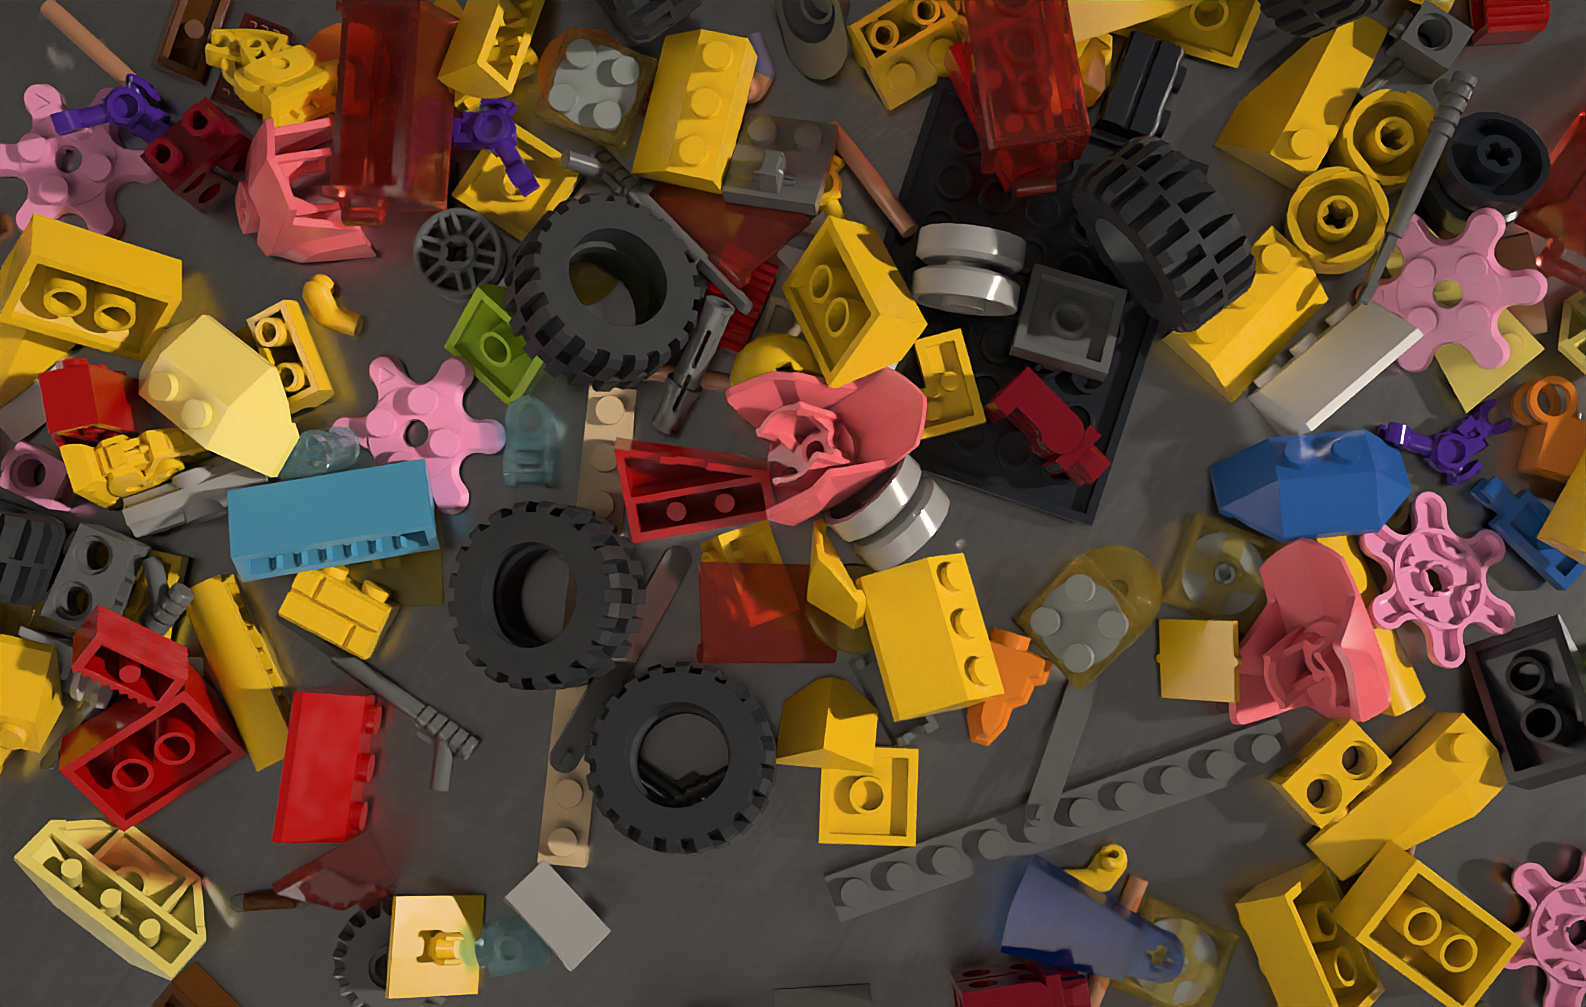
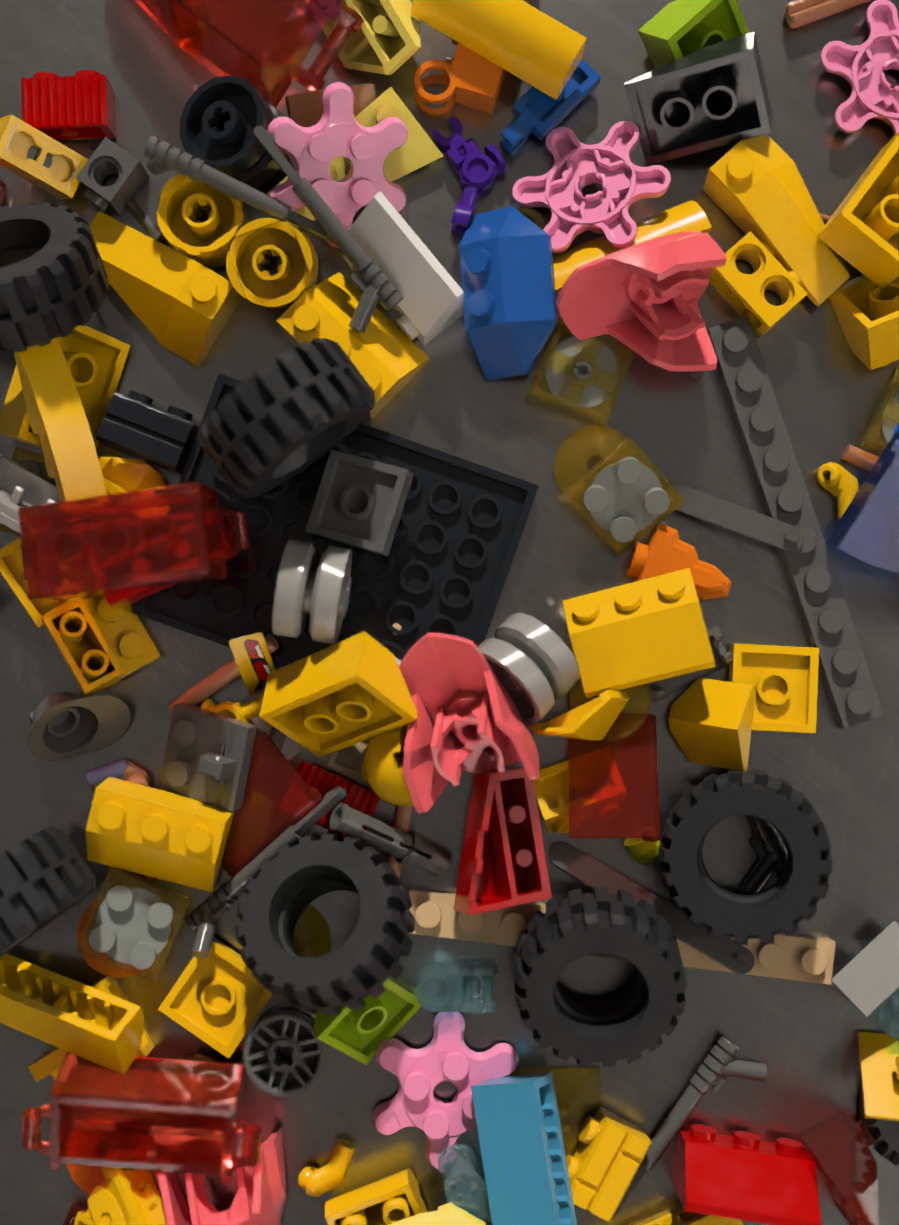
camera: 90 degrees left, 0 degrees up
(497, 134) = (174, 1017): dark purple piece -> none
(684, 647) = (642, 851): none -> lime hinge
(888, 208) = (252, 661): none -> yellow sticker
(948, 384) = (416, 608): yellow plate -> none
(1049, 428) = (455, 522): dark red hips -> none
(1199, 659) = (658, 394): yellow piece -> none
(1328, 324) = (366, 274): none -> dark grey piece

